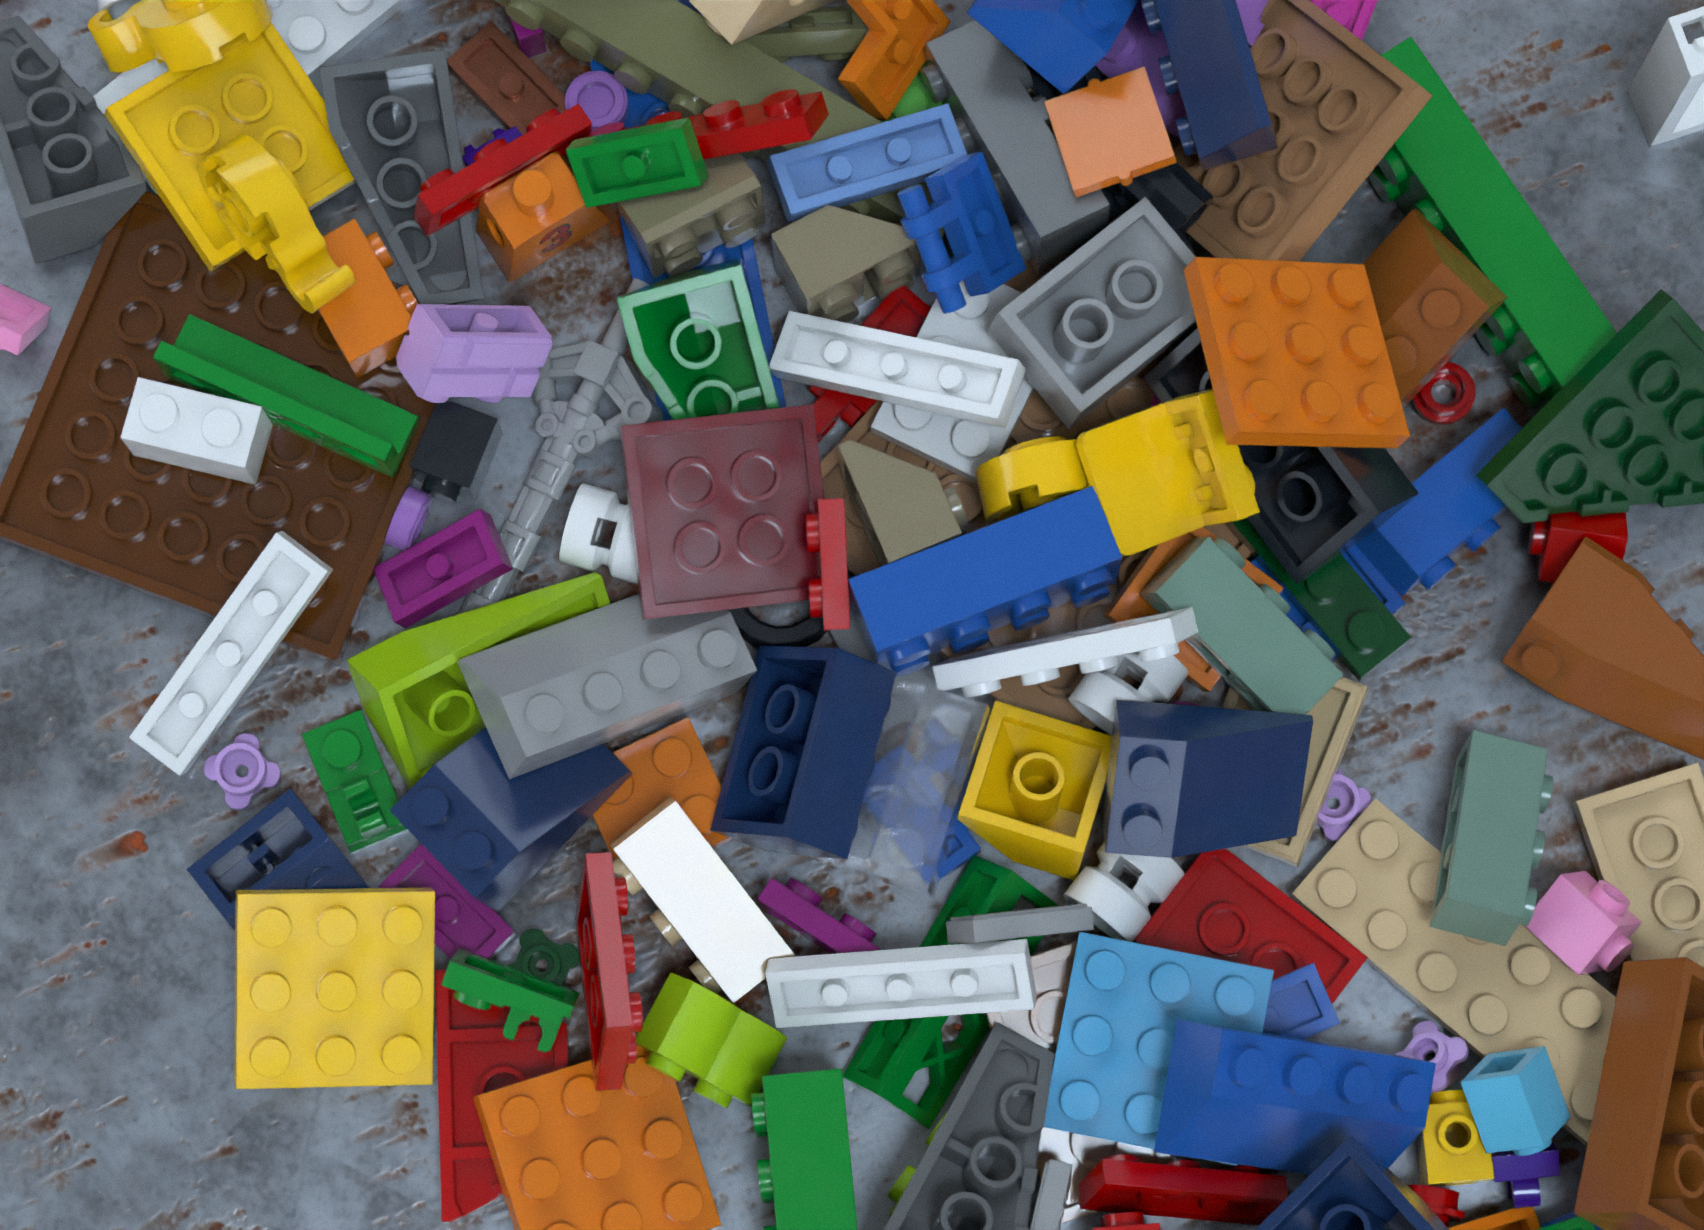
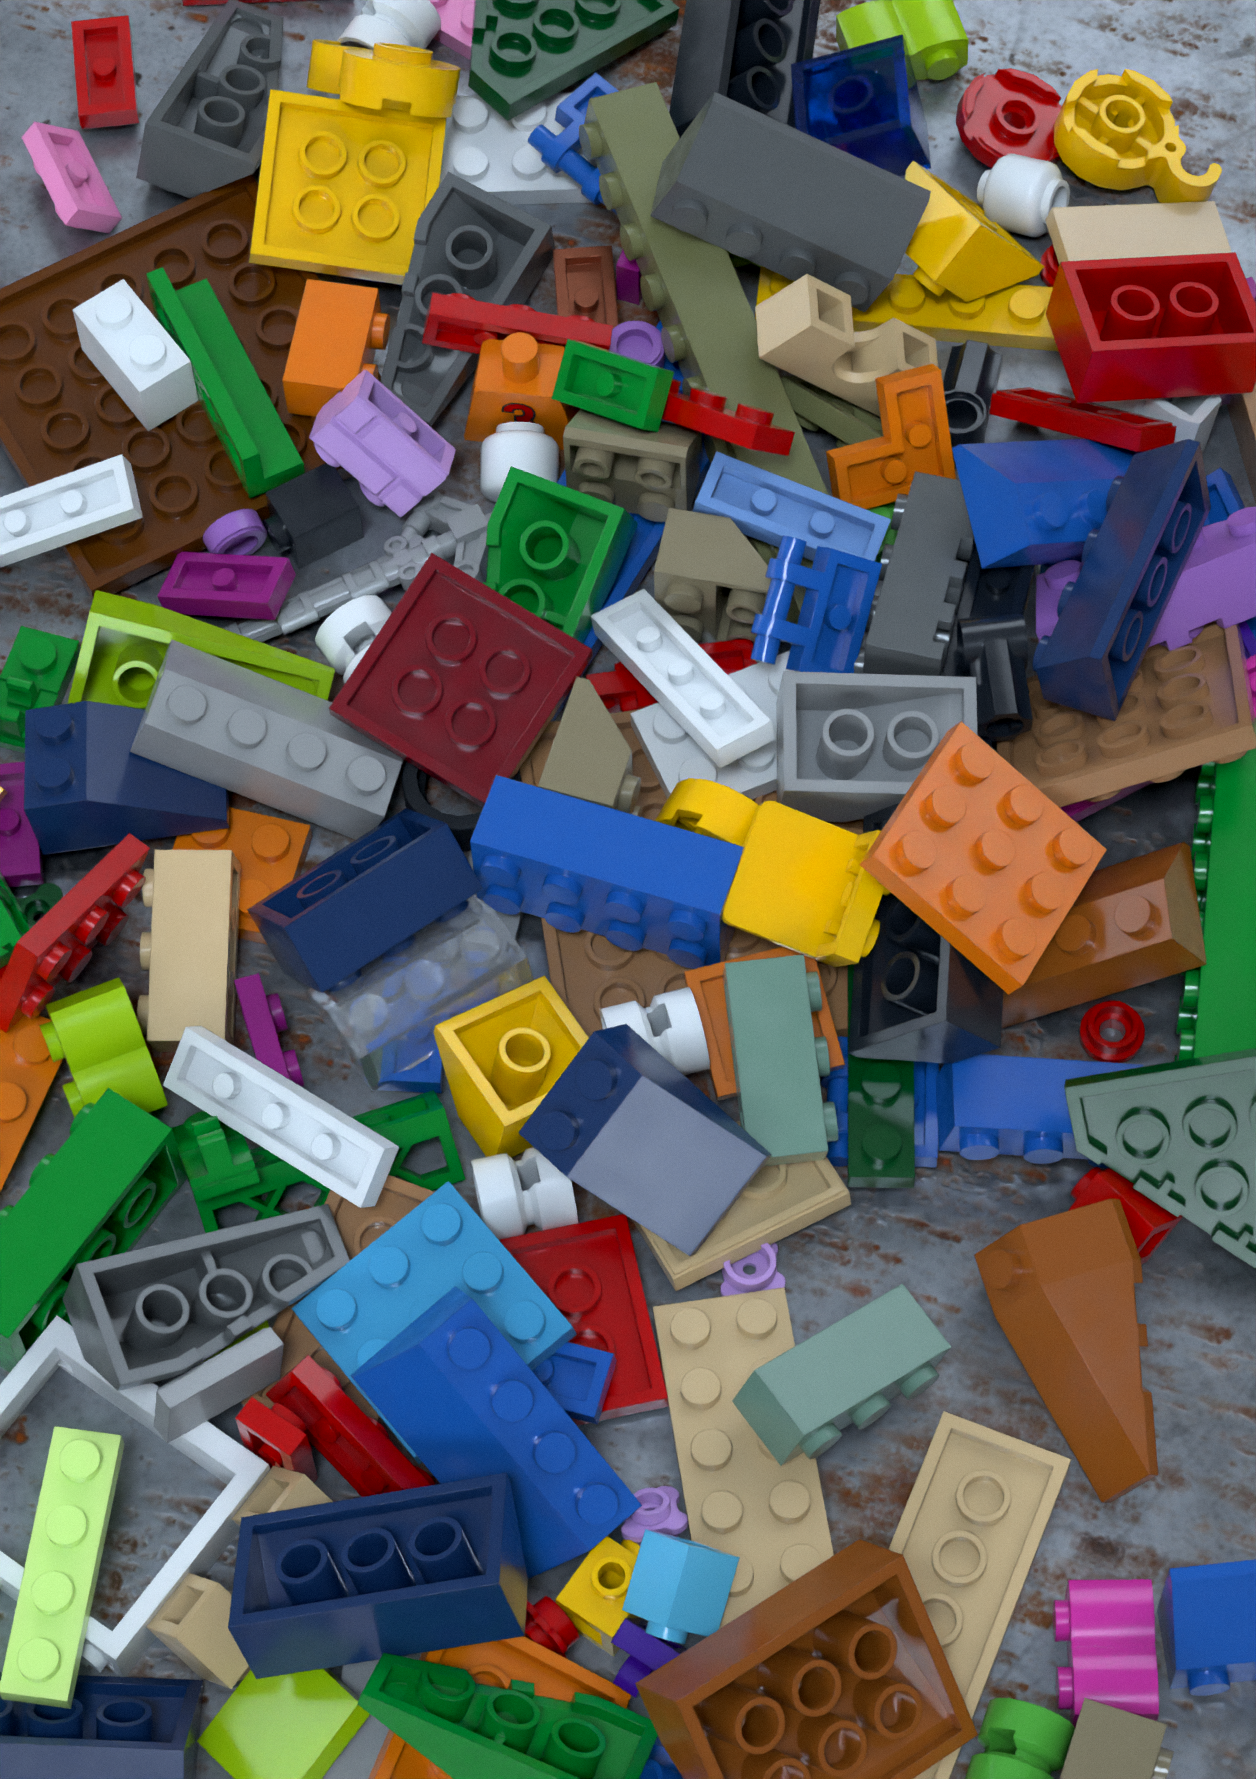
camera: 40 degrees right, 15 degrees down
(271, 217) = (314, 234): yellow piece -> none
(586, 278) = (519, 446): none -> white head
(831, 592) = (513, 755): red plate -> none
(869, 1055) = (214, 1156): none -> green plate
(1019, 923) = (415, 1146): light grey tile -> none
(1091, 648) = (638, 970): white plate -> none
(1110, 132) = (989, 612): orange piece -> none
(1585, 923) = (863, 1498): bright pink brick -> none

